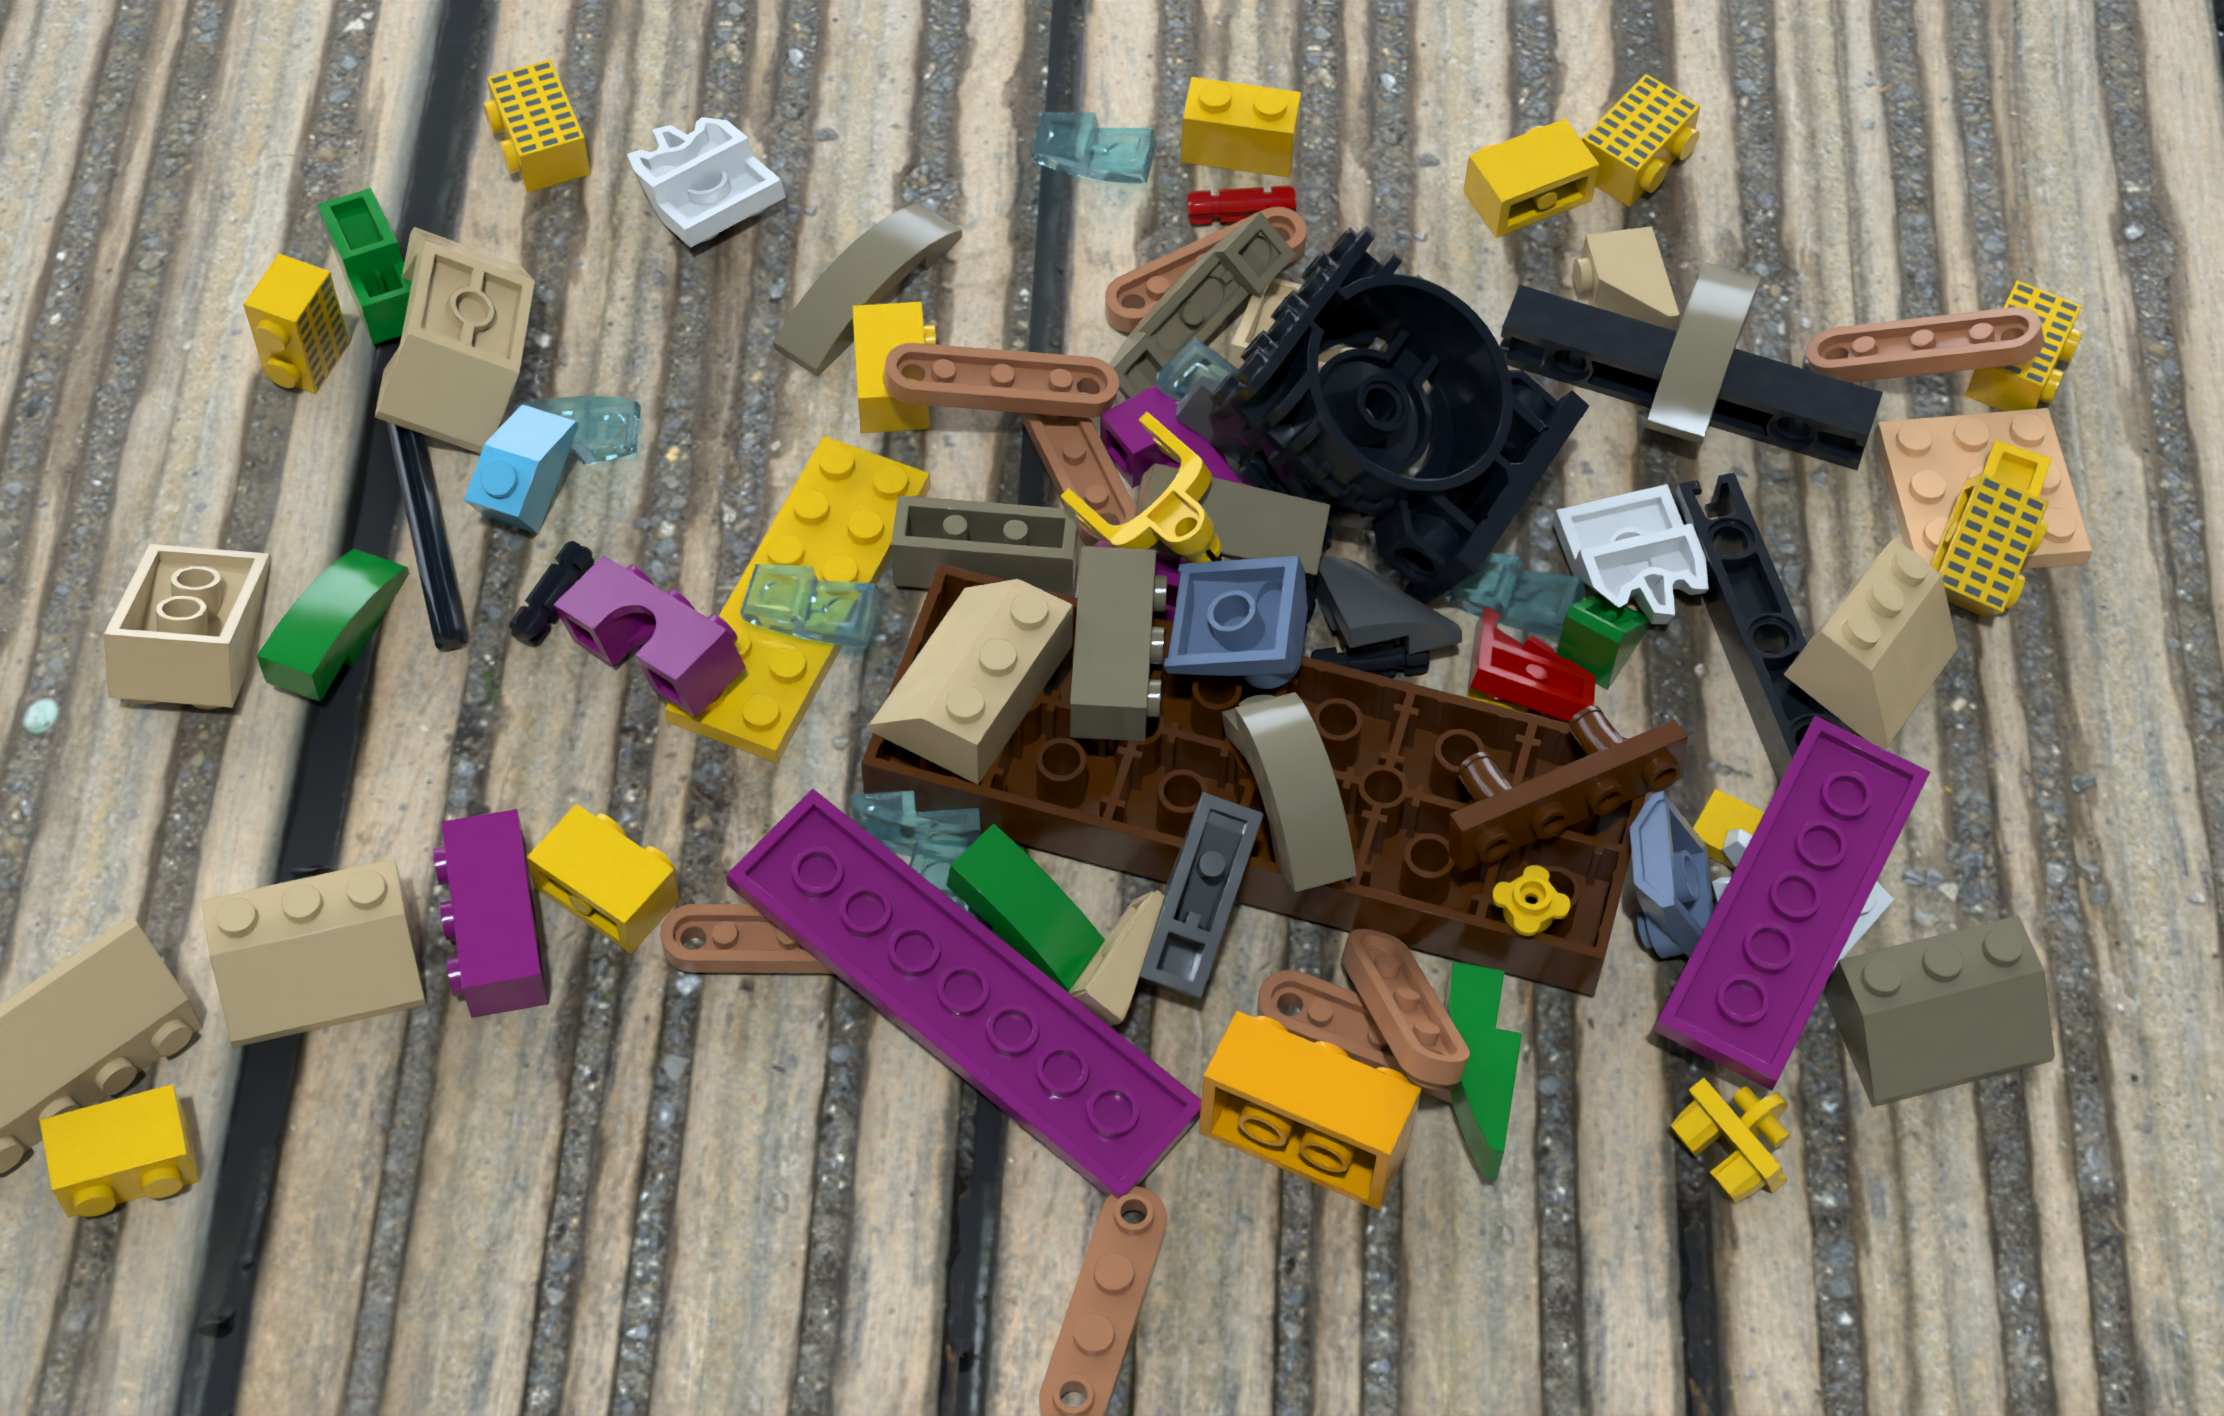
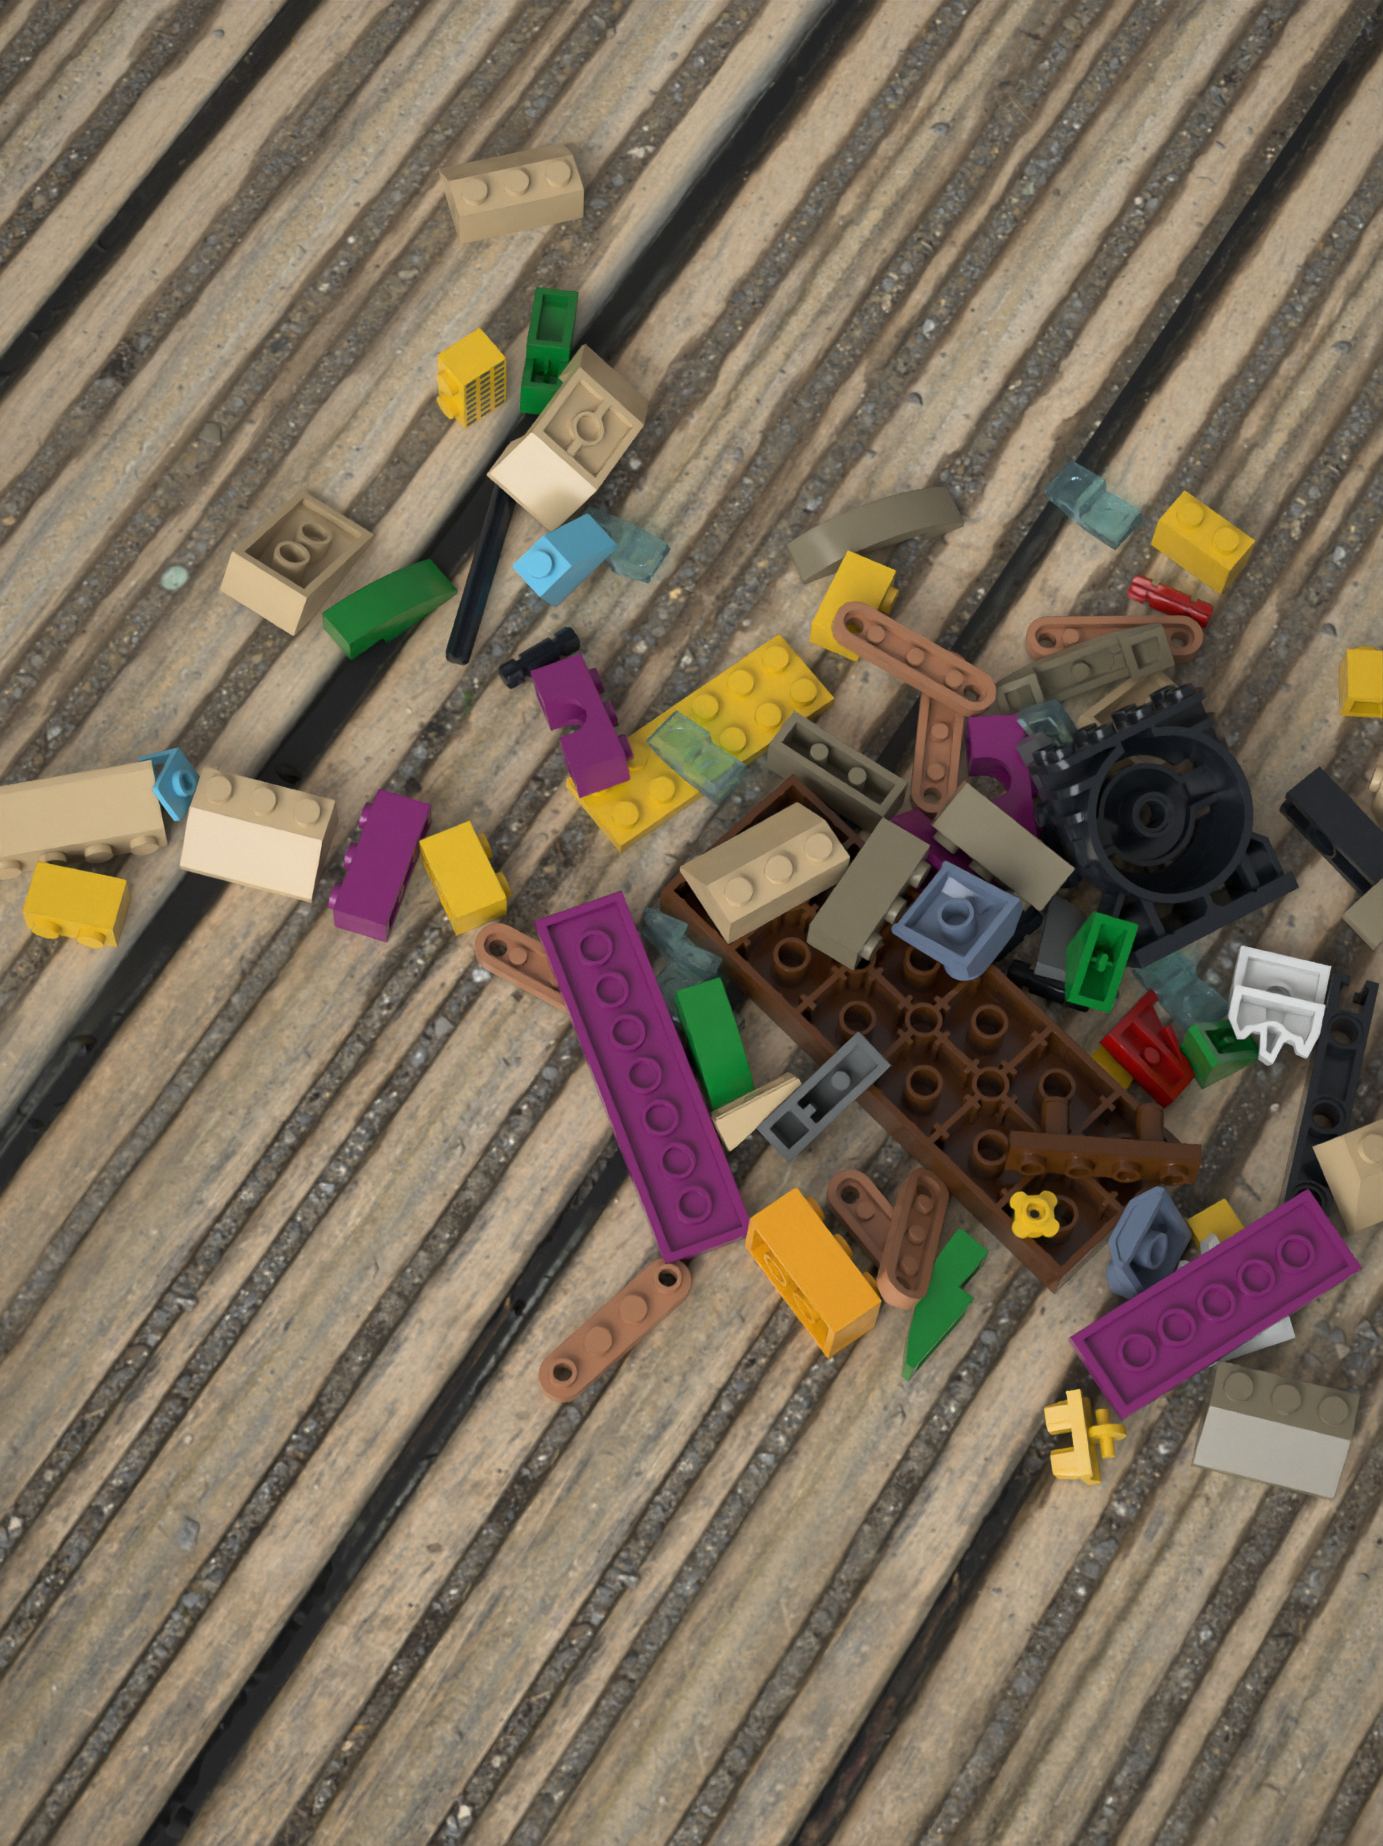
camera: 25 degrees right, 10 degrees up
(175, 935) = (175, 783): none -> medium azure bracket
(234, 122) = (513, 192): none -> tan slope
(537, 126) = (715, 298): yellow brick -> none
(704, 179) = (806, 397): white plate -> none
(1173, 517) = (956, 825): yellow piece -> none
(1296, 788) = (920, 1057): dark tan arch -> none
(1419, 587) = (1098, 960): none -> green slope

